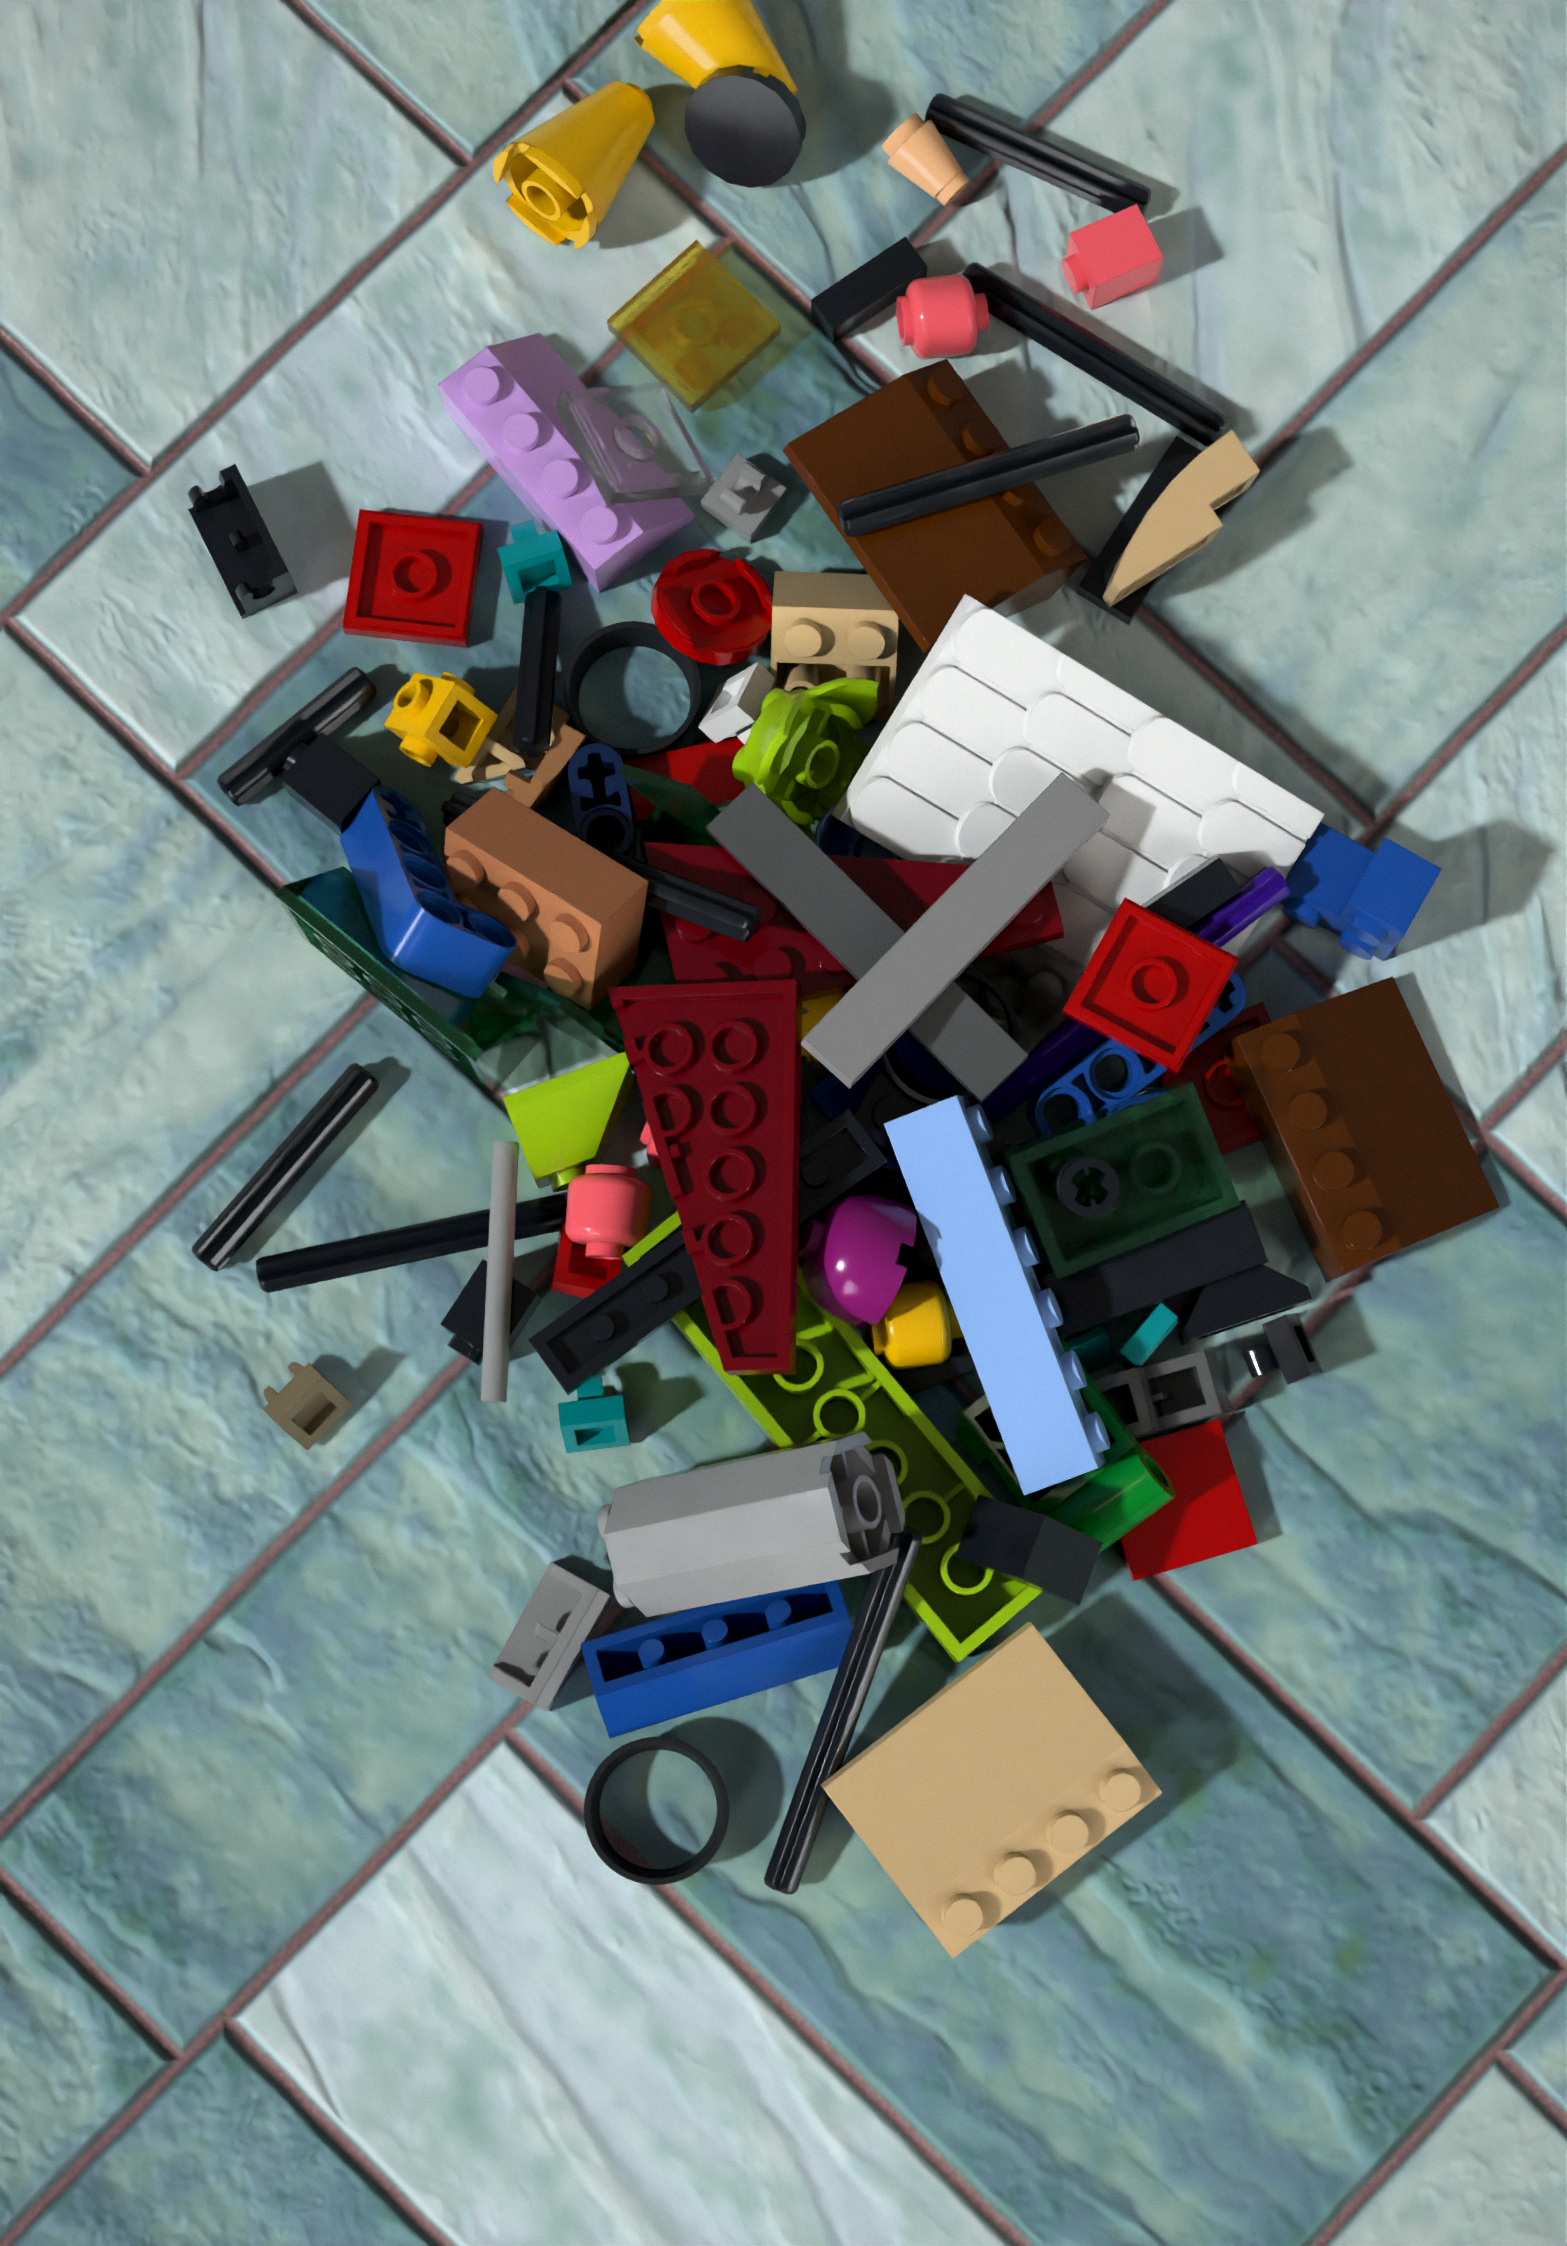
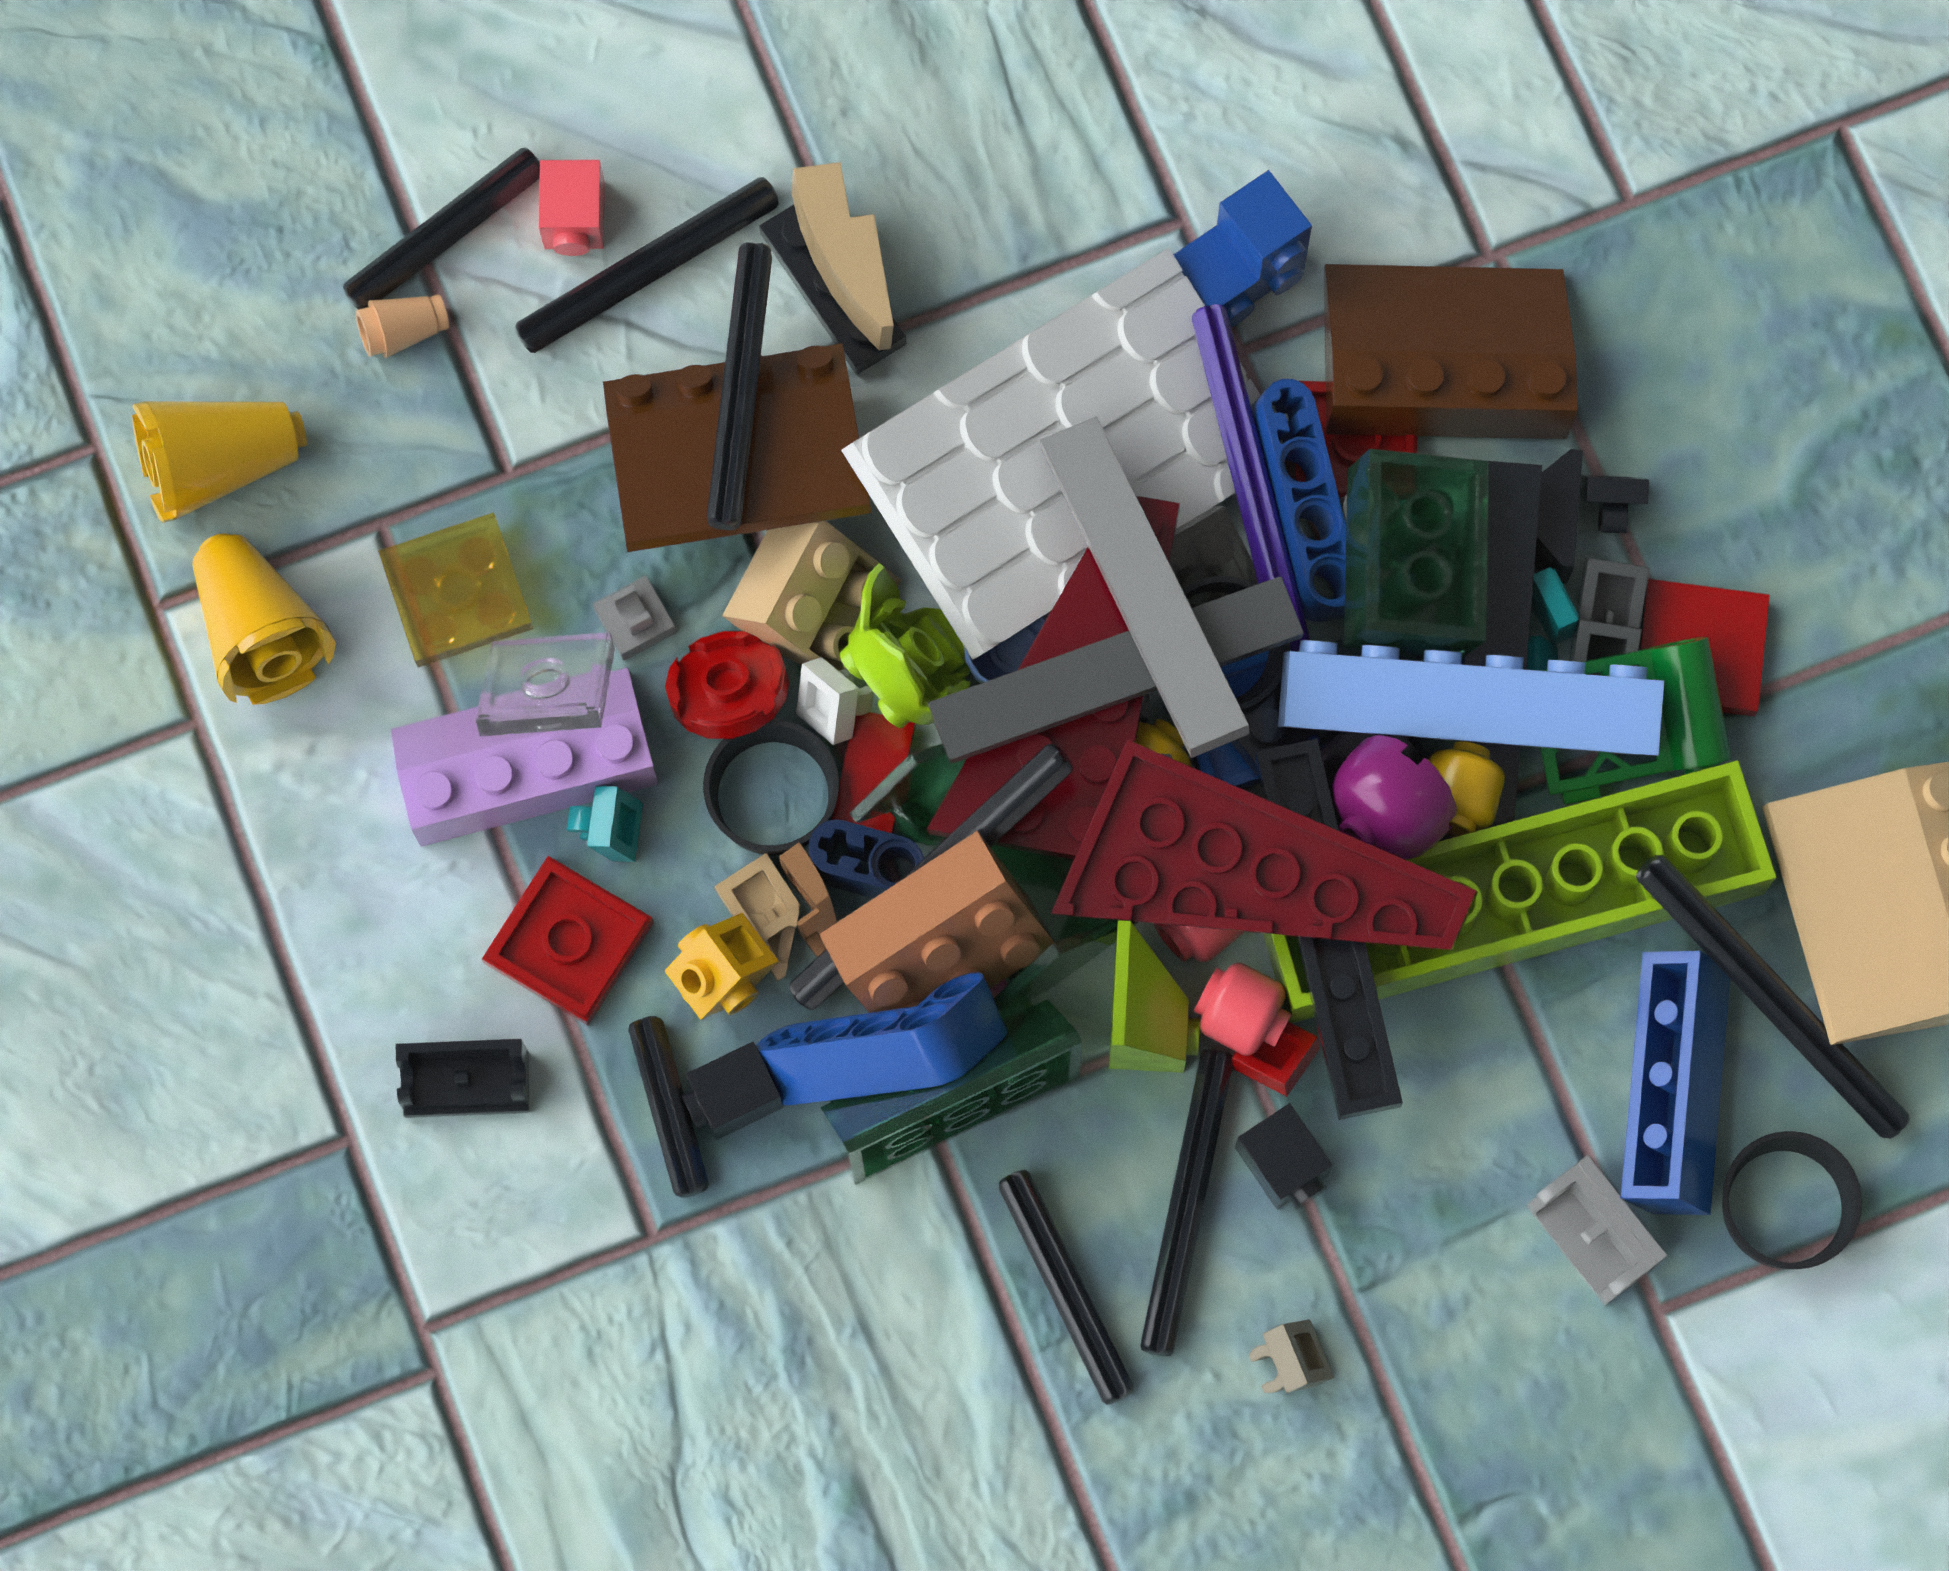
camera: 65 degrees left, 5 degrees down
(499, 1272) = (1258, 1124): light grey bar -> none
(537, 671) = (715, 862): black axle -> none
(593, 1419) = (1422, 1108): teal tile -> none
(745, 126) = (297, 460): black tile -> none
(752, 1526) = (1588, 995): light grey brick -> none
(867, 290) = (495, 425): black piece -> none
(941, 316) = (555, 372): coral head -> none
(1029, 1548) = (1703, 774): black slope -> none
(1107, 1179) = (1421, 556): black bush -> none
(1150, 985) = (1258, 454): red tile -> none
(1195, 893) = (1194, 403): black piece -> none

